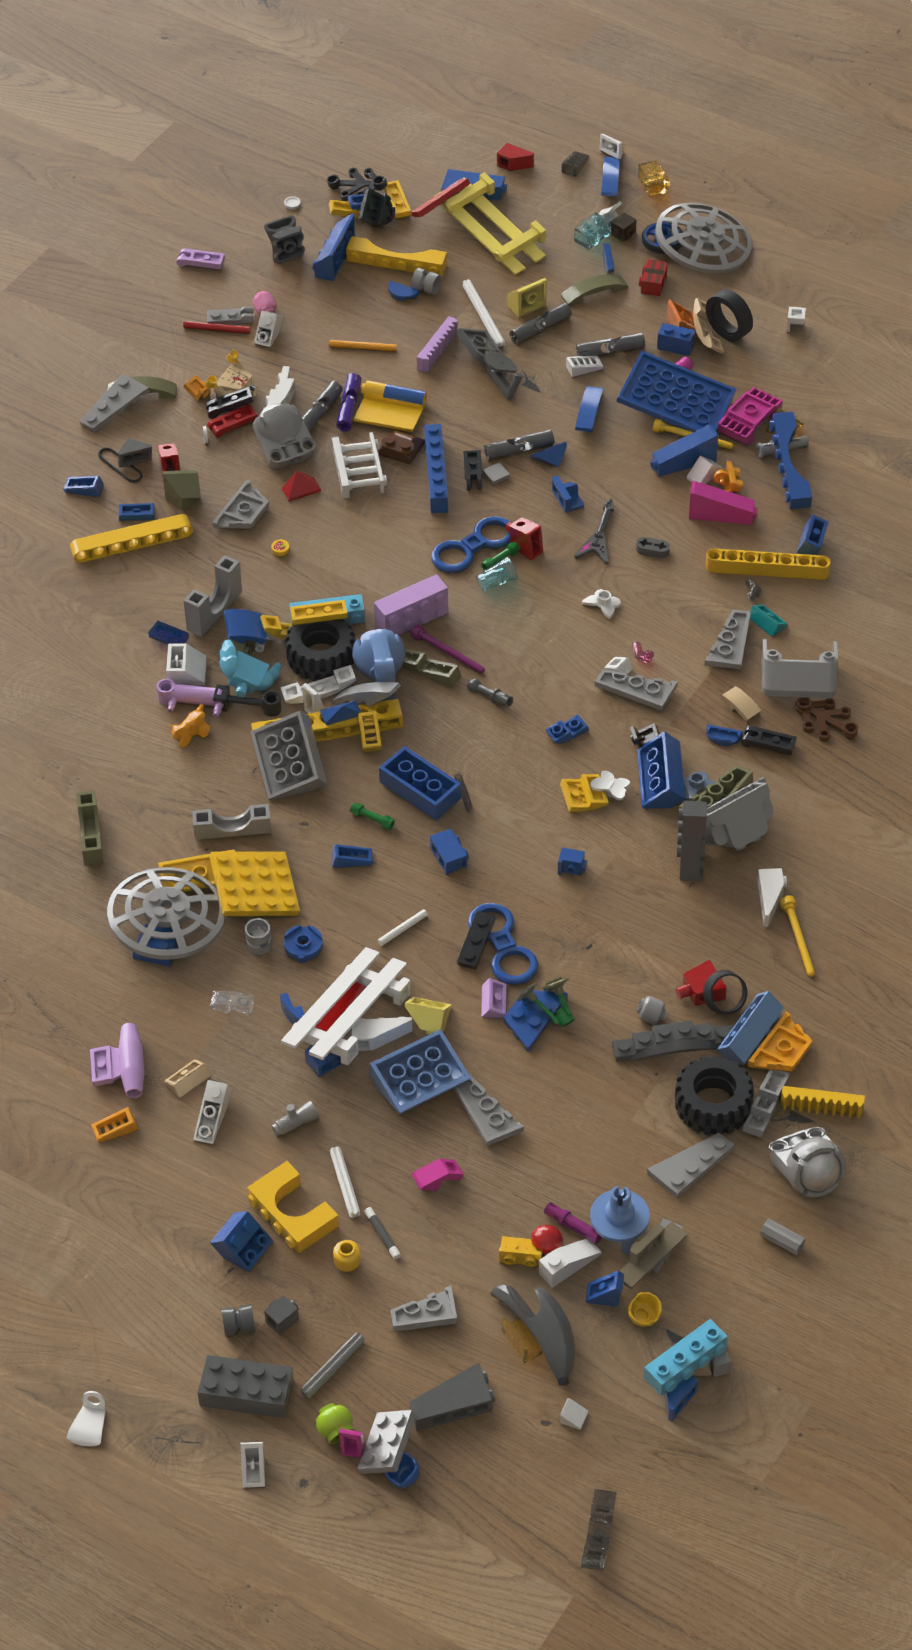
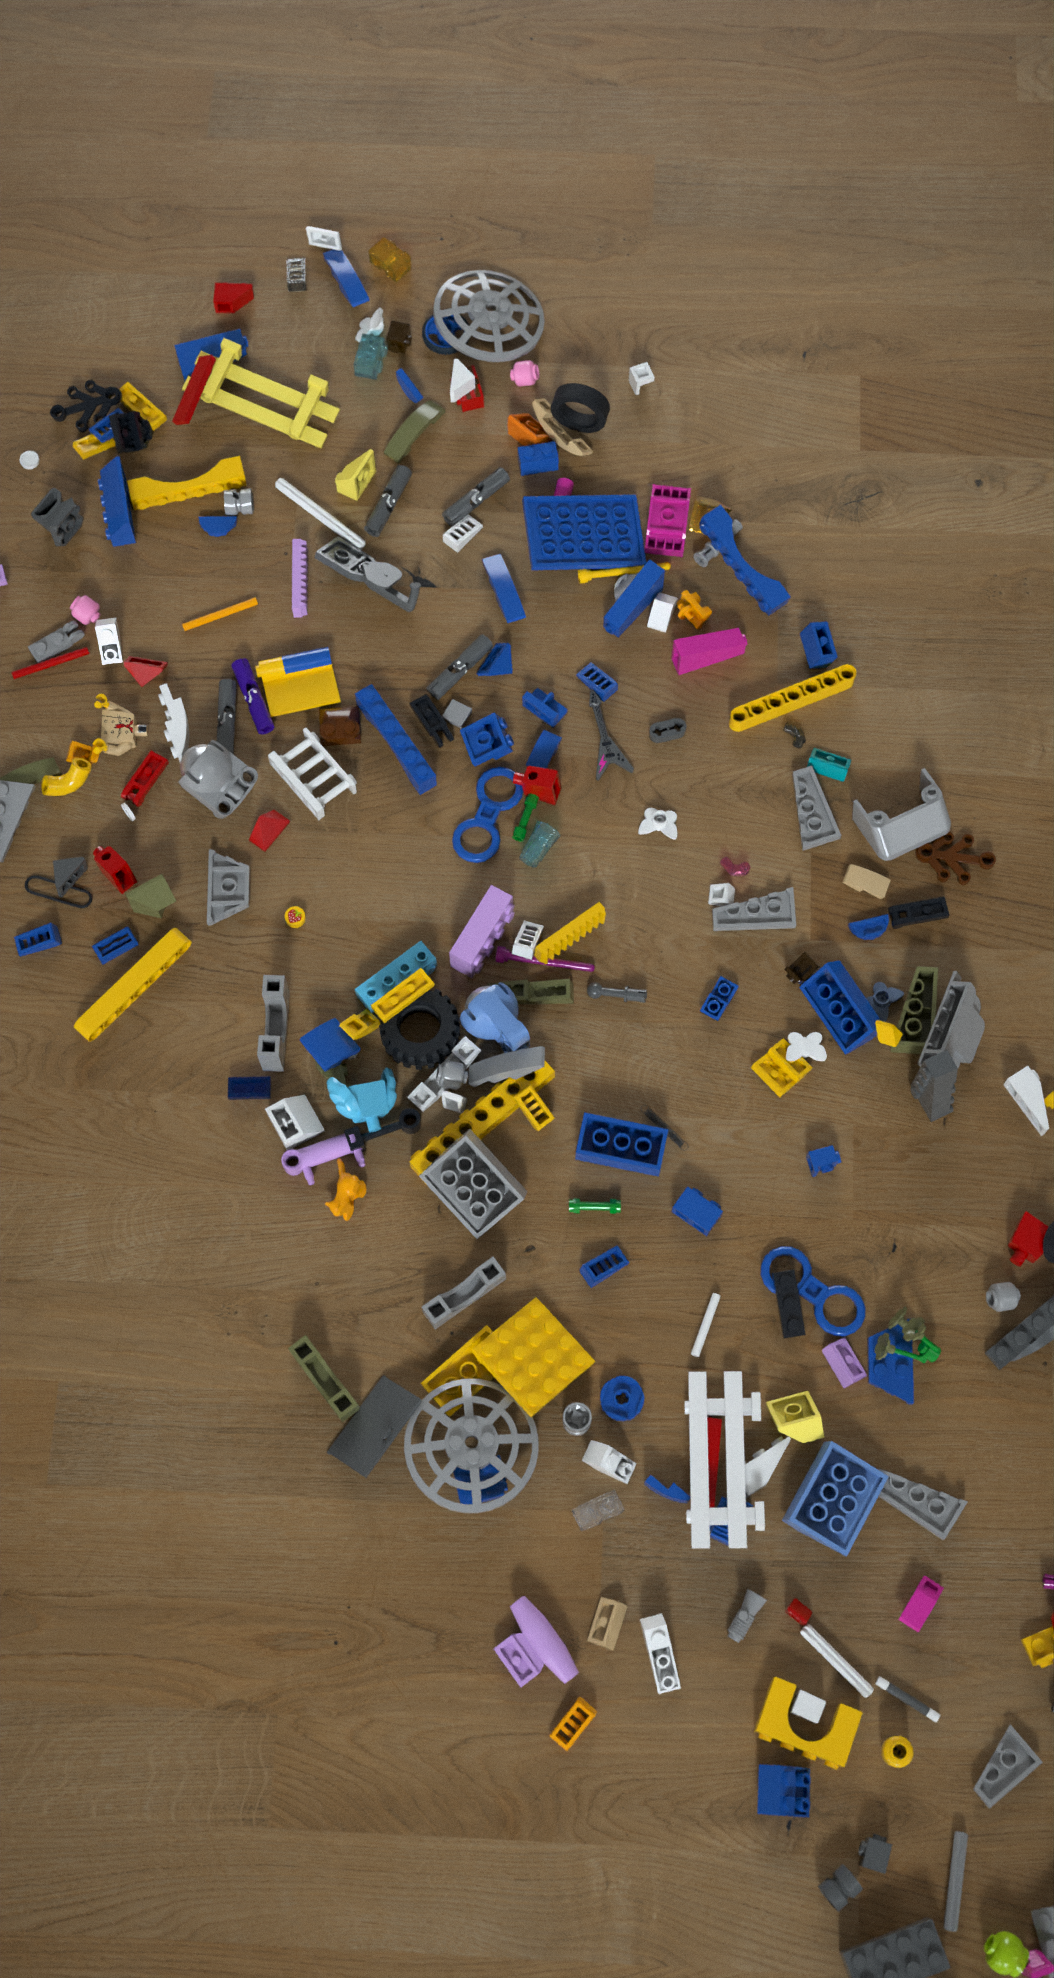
camera: 30 degrees left, 20 degrees up
(105, 873) = (374, 1426): none -> dark grey container
(176, 400) = (69, 781): none -> yellow cylinder
(229, 402) = (128, 758): black plate -> none
(263, 975) = (609, 1461): none -> white slope
(281, 357) = (144, 669): none -> red slope
(299, 1194) = (807, 1706): none -> white panel
(323, 684) = (451, 1074): none -> light grey head
(337, 1136) = (798, 1612): none -> red slope
(340, 712) = (492, 1101): blue slope -> none
(443, 630) = (525, 950): none -> white slope
(479, 637) = (570, 932): none -> yellow gear
(506, 495) = (487, 739): none -> blue plate
(548, 519) = (544, 750): none -> blue slope
(621, 500) = (612, 686): none -> blue slope
(646, 266) = (462, 381): none -> white slope
(680, 794) = (888, 1033): none -> yellow slope
(706, 284) = (524, 373): none -> bright pink head

